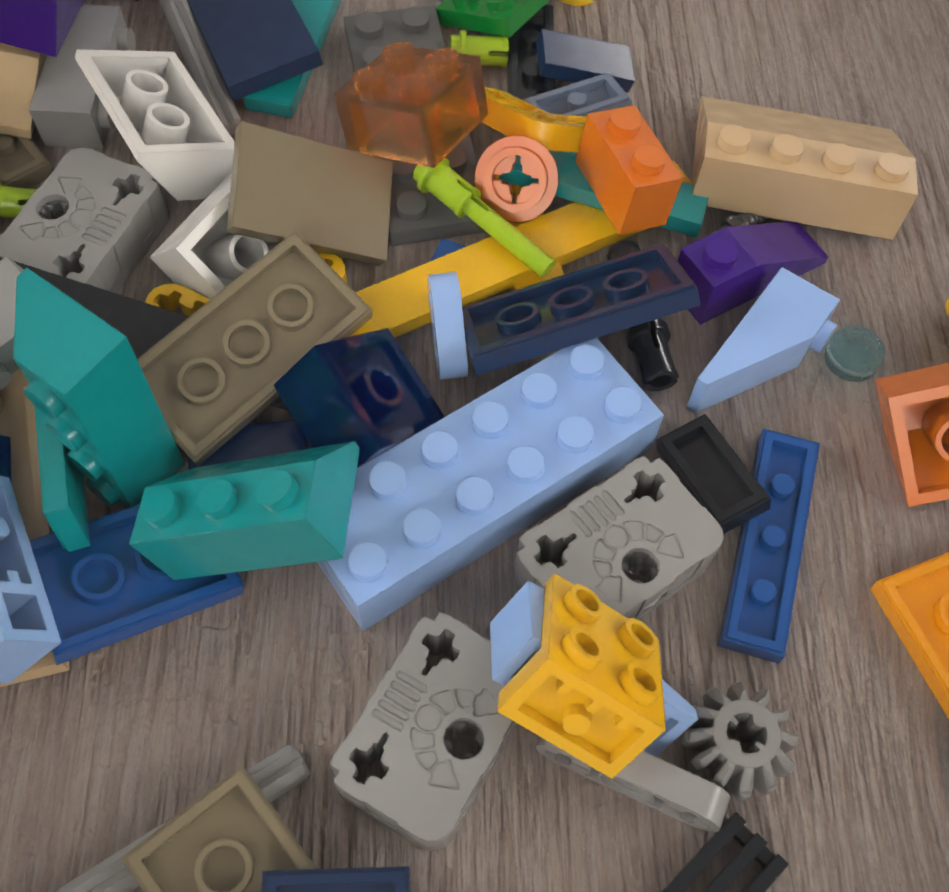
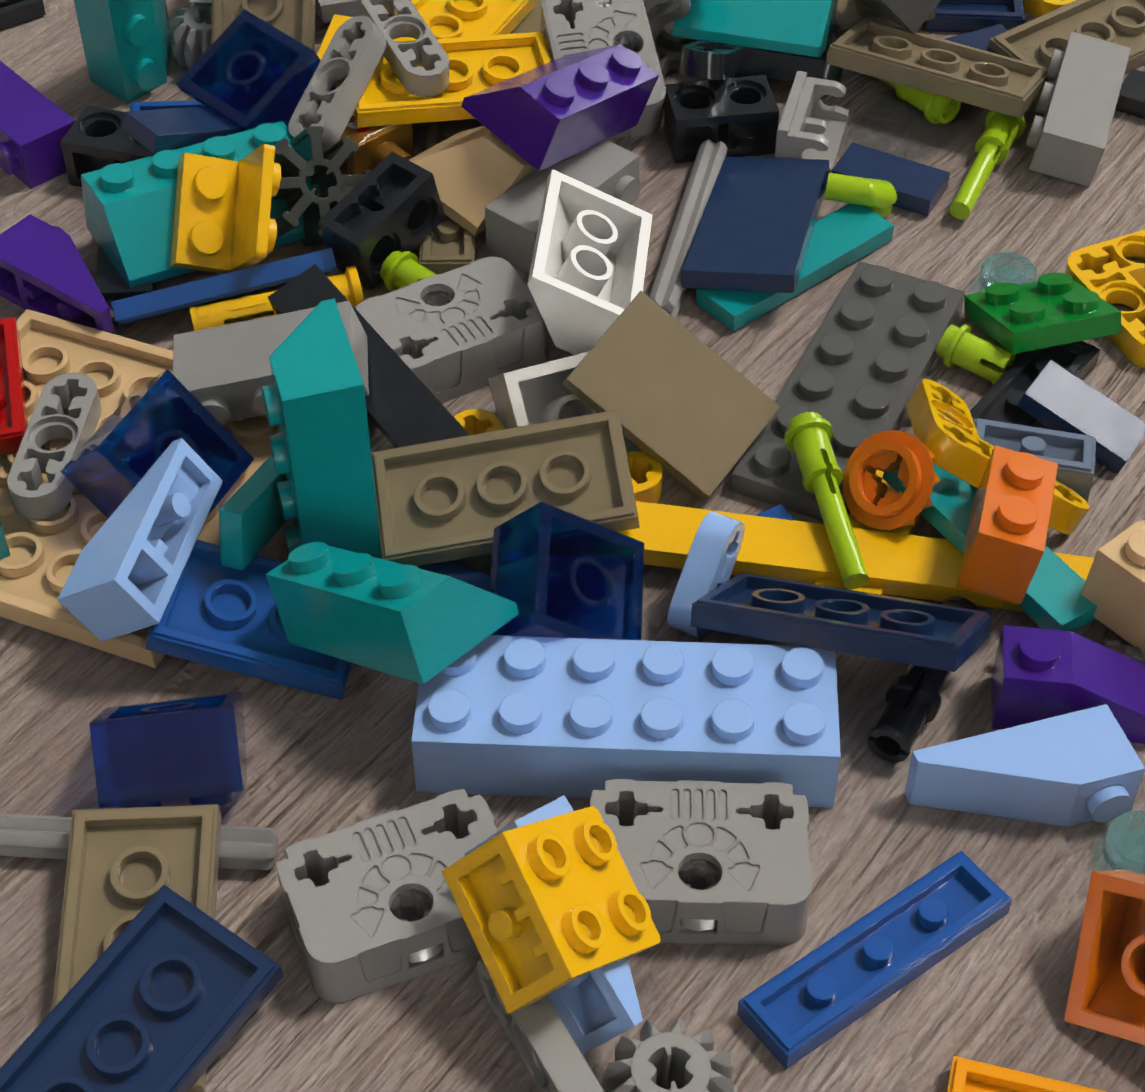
camera: 40 degrees right, 15 degrees down
(149, 738) = (170, 751): none -> clear blue slope
(412, 103) = (831, 357): clear orange brick -> none
(713, 473) = (863, 857): black tile -> none

